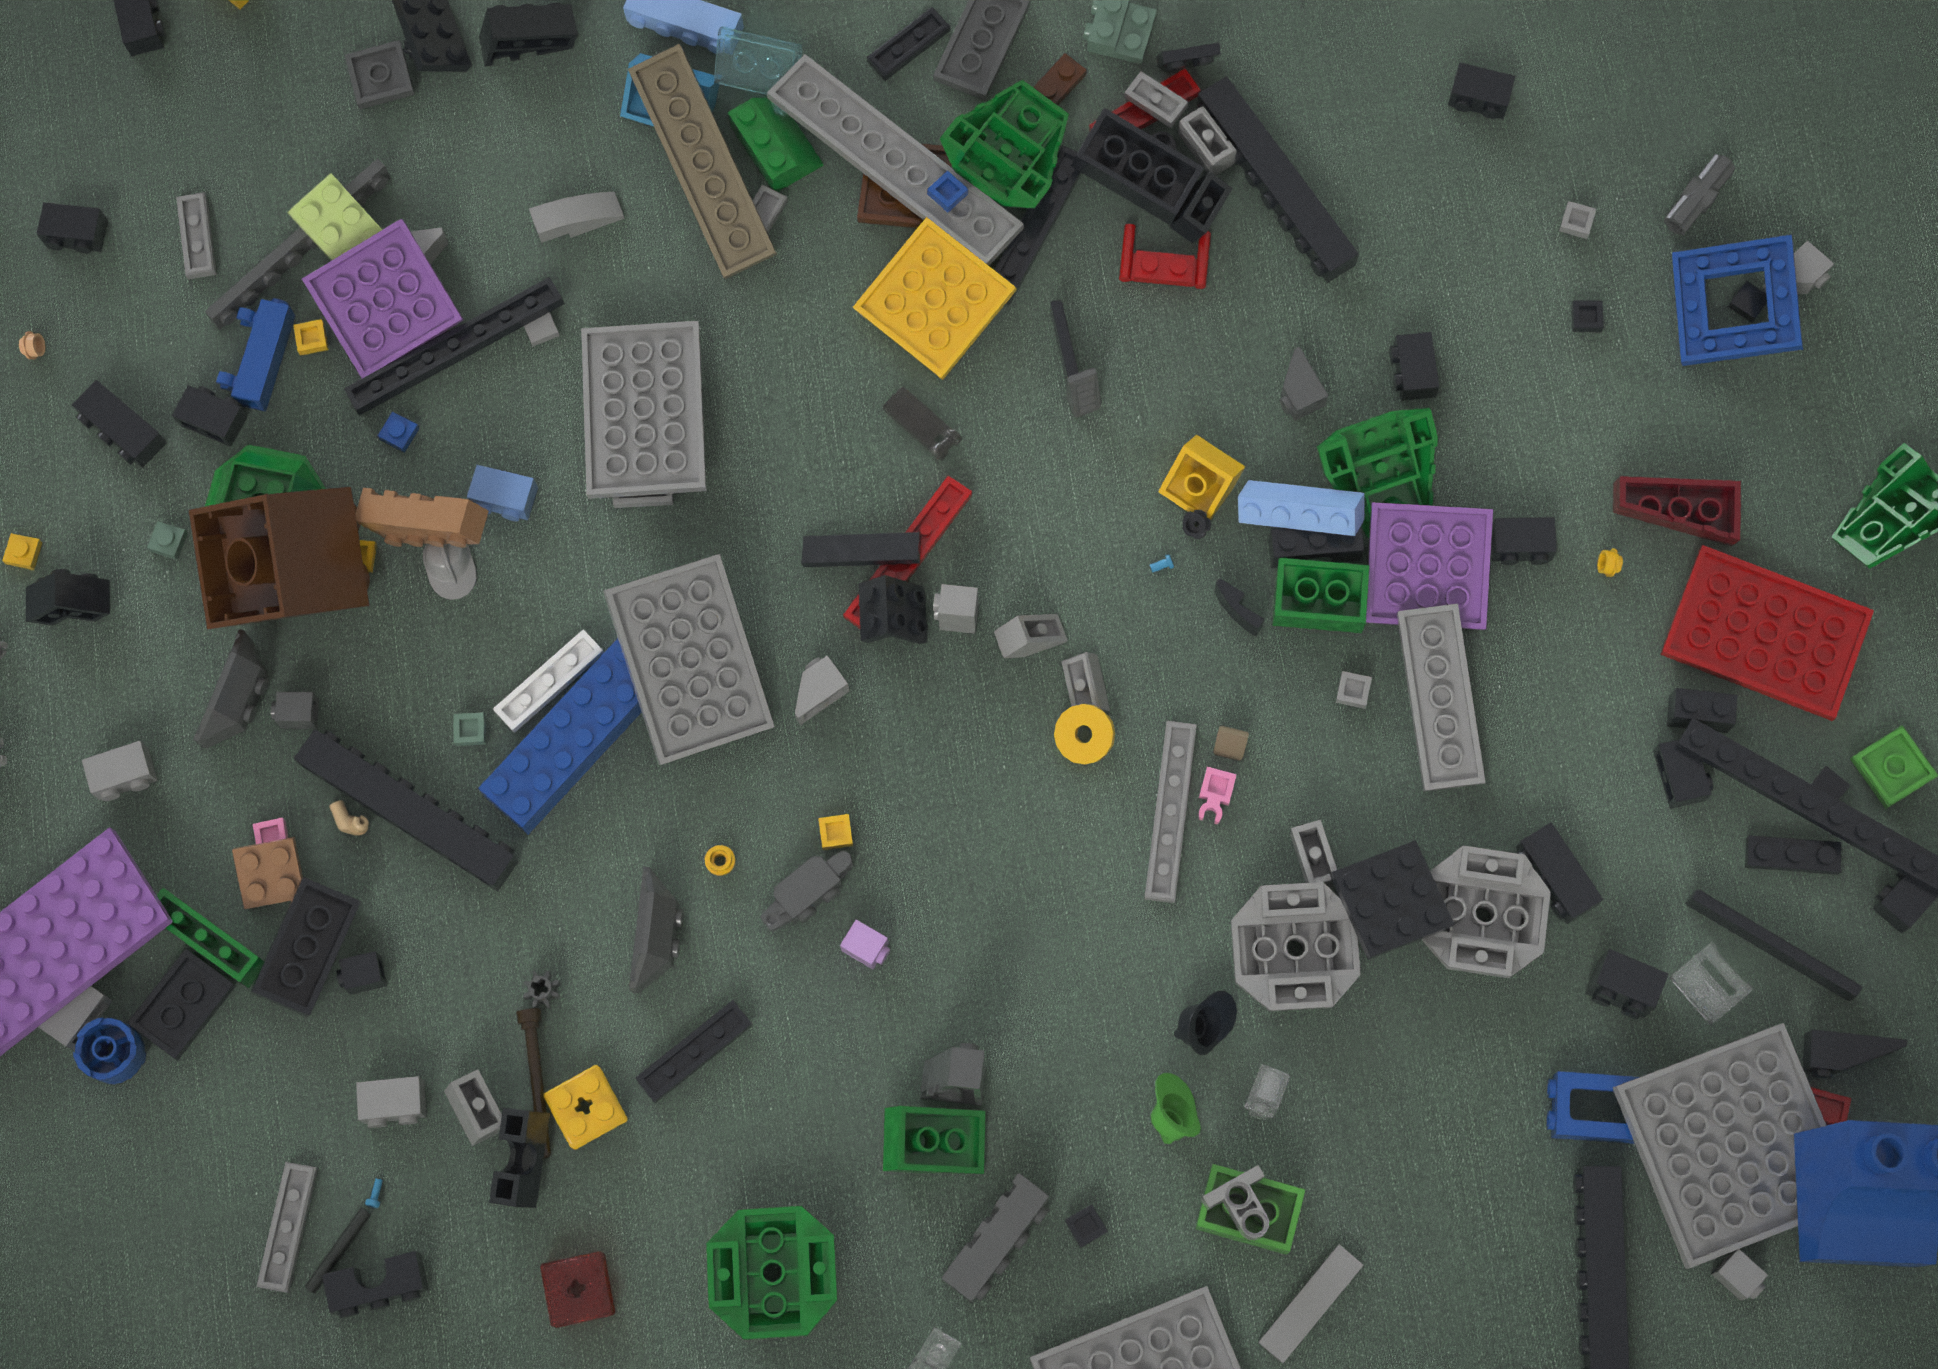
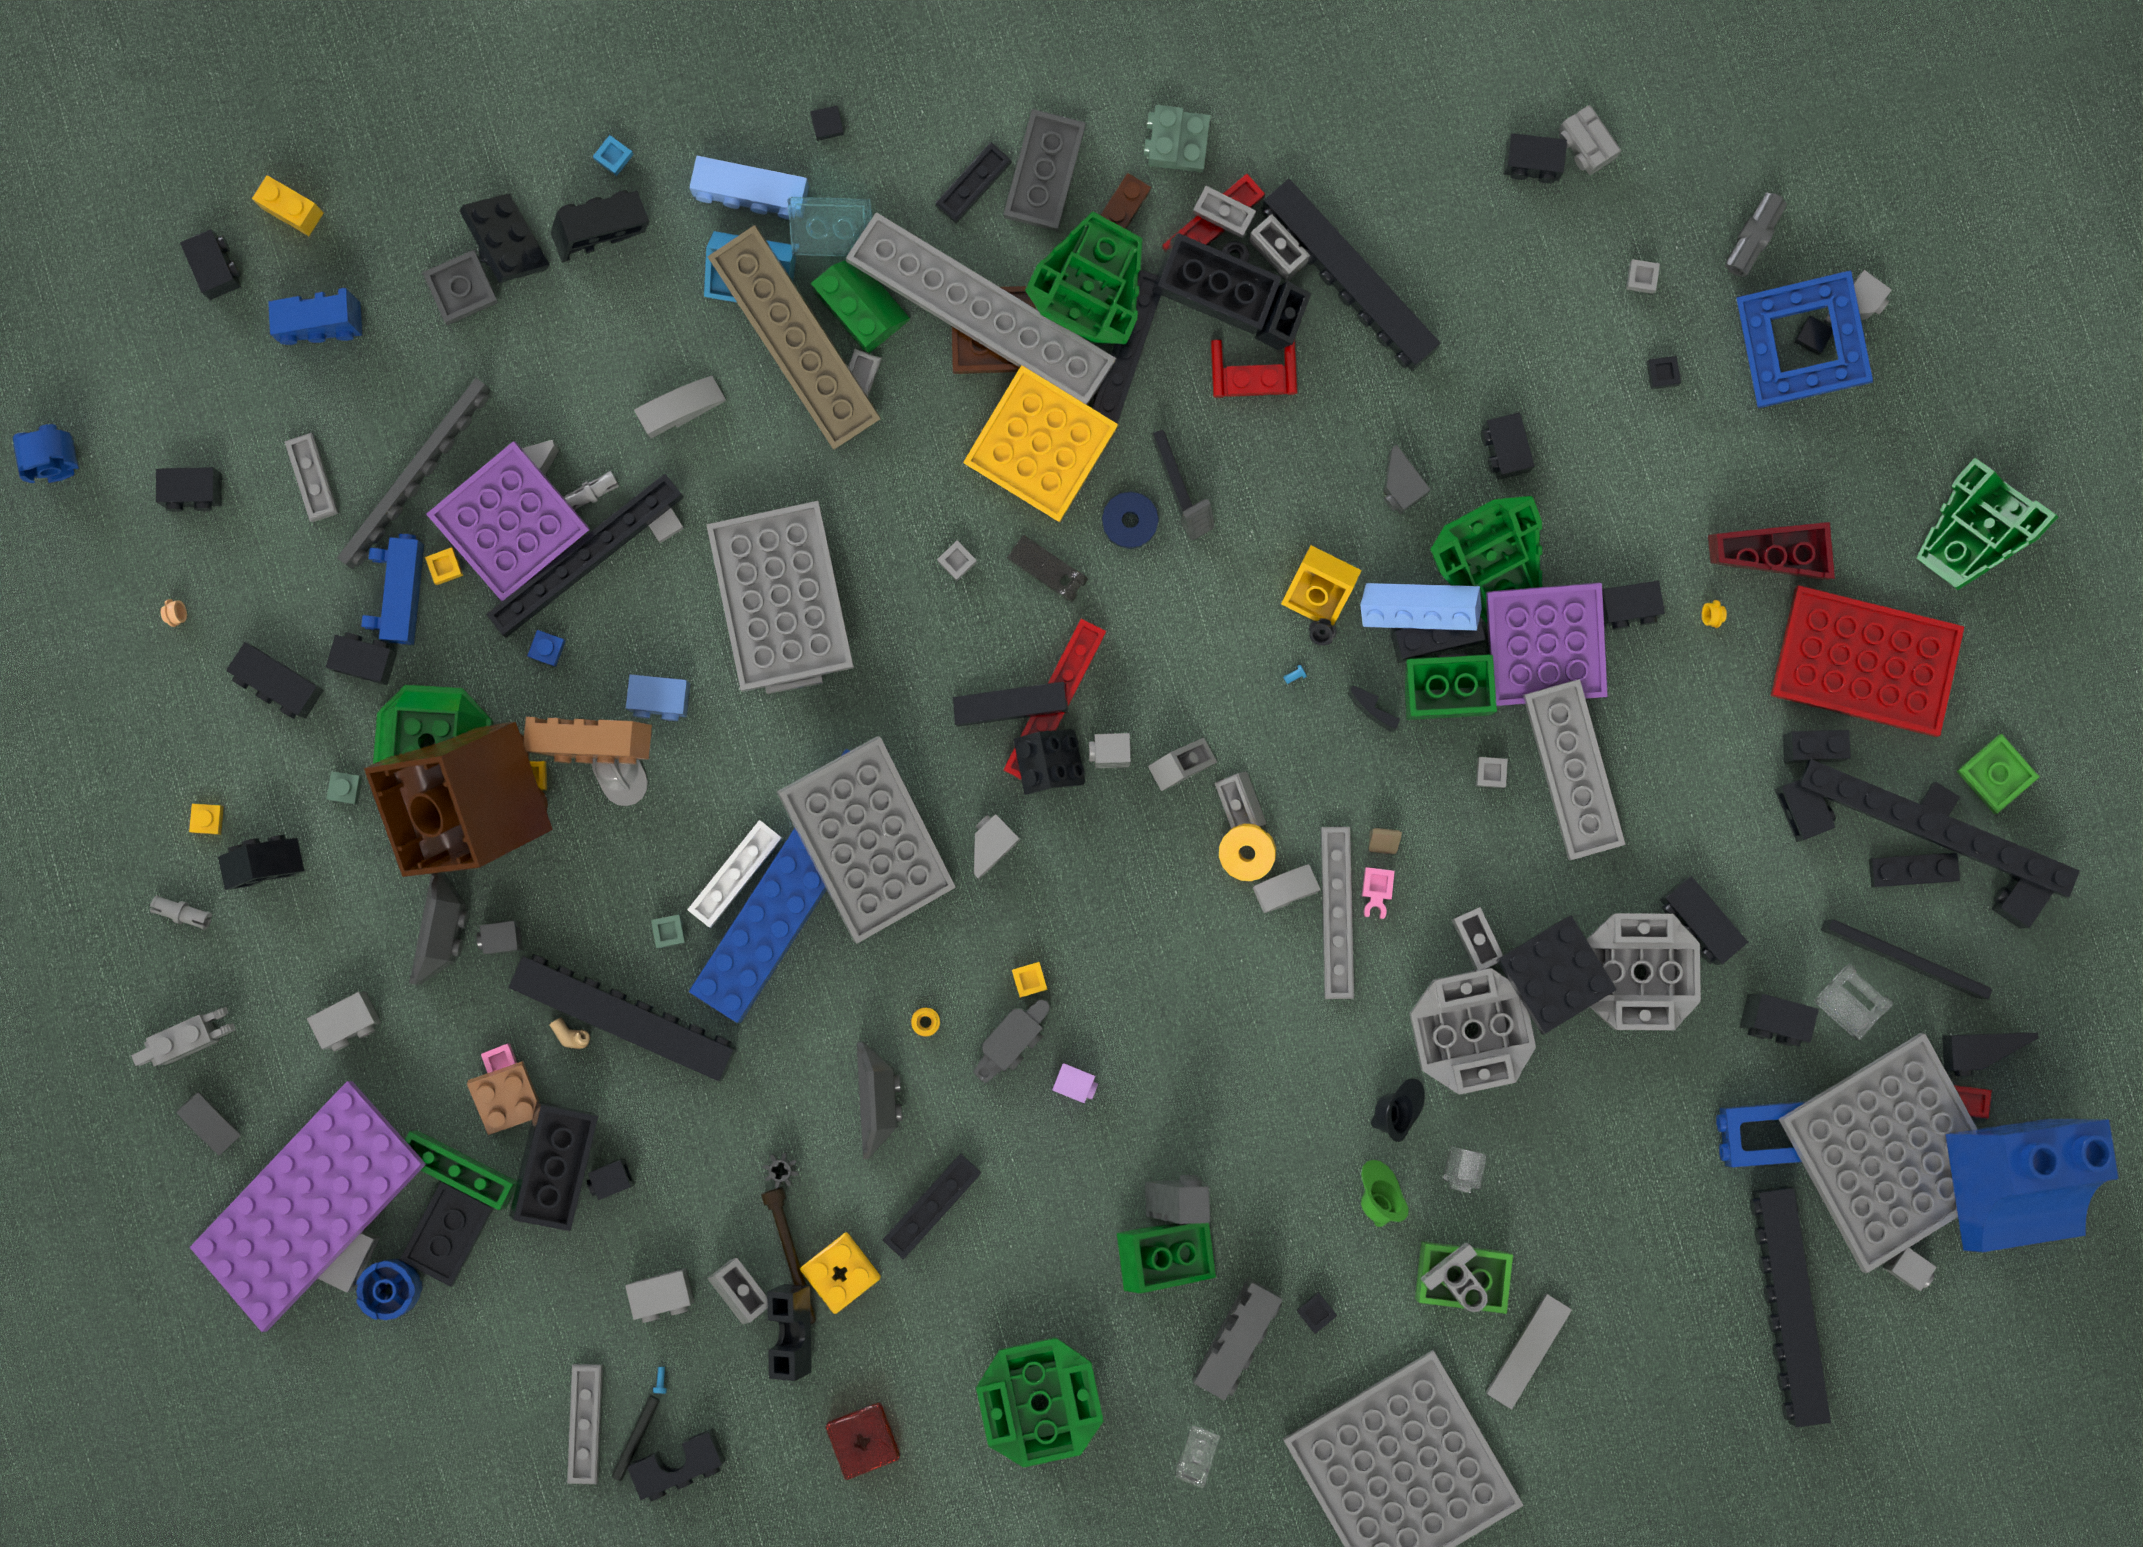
camera: 15 degrees left, 10 degrees up
(231, 83) = (315, 318): none -> blue wedge
(333, 218) = (447, 447): yellowish green plate -> none
(473, 284) = (591, 490): none -> light grey pin
(830, 402) = (956, 560): none -> light grey plate
(947, 191) = (1038, 337): blue plate -> none
(1014, 371) = (1130, 503): none -> dark blue tile
(1119, 776) = (1286, 888): none -> light grey slope
(1178, 58) = (1238, 166): black plate -> none
(1539, 82) = (1589, 140): none -> light grey brick

